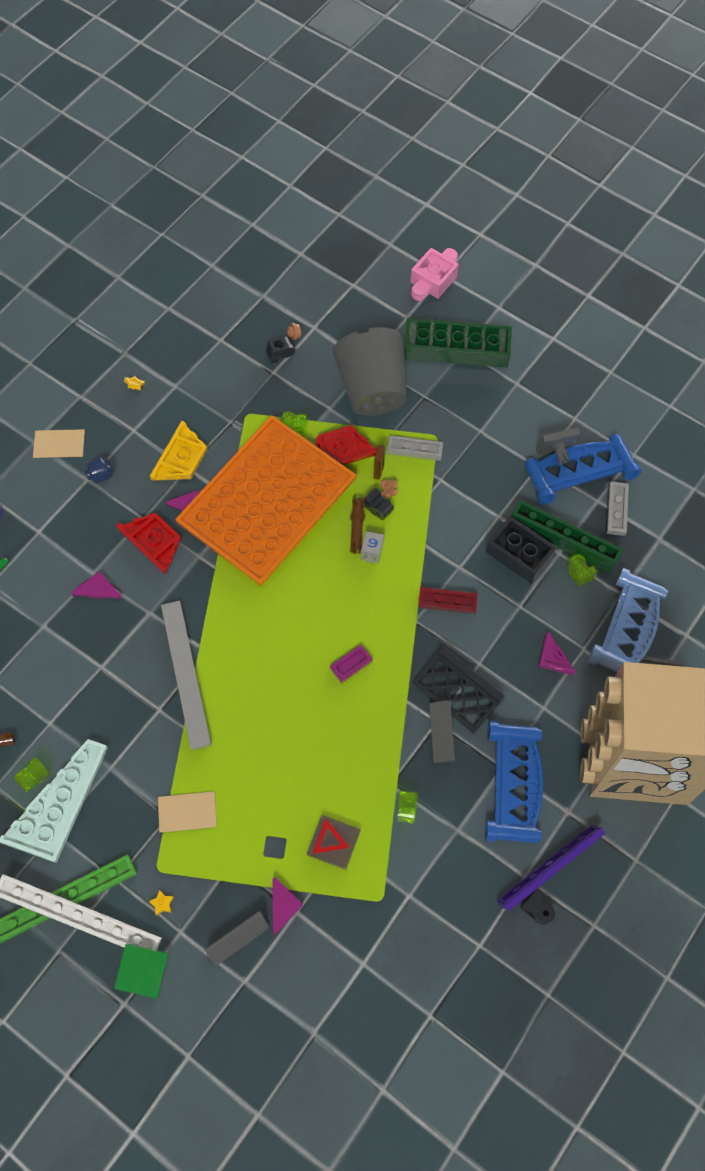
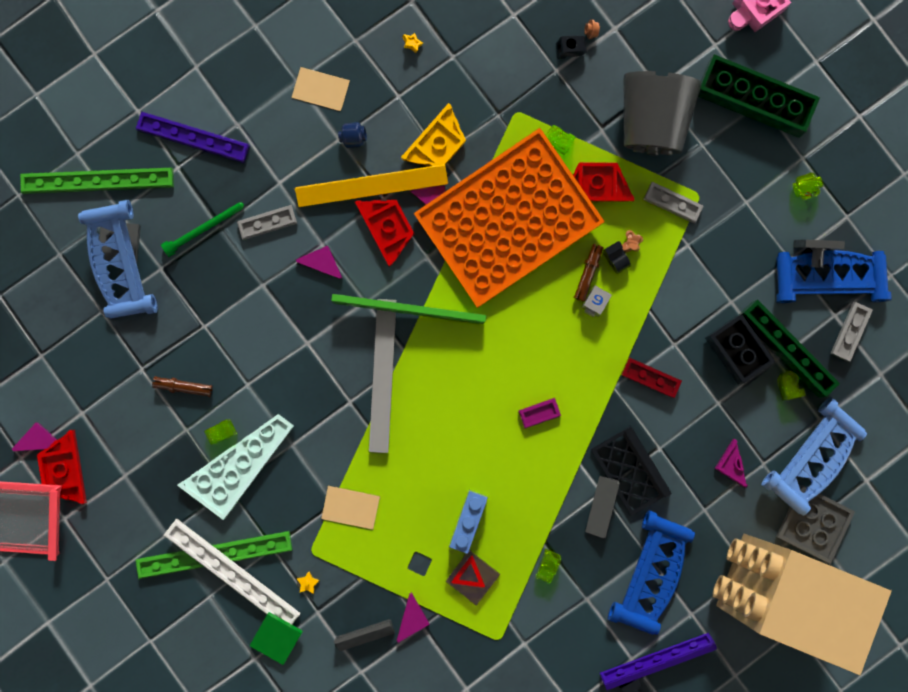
camera: 15 degrees right, 20 degrees up
(34, 568) = (267, 222): none -> light grey tile
(127, 507) = (371, 185): none -> yellow tile
(192, 602) = (408, 309): none -> bright green tile
(311, 785) = (468, 521): none -> medium blue brick
(379, 462) = (633, 211): reddish brown tile -> none
(529, 401) = (807, 186): none -> clear neon green head

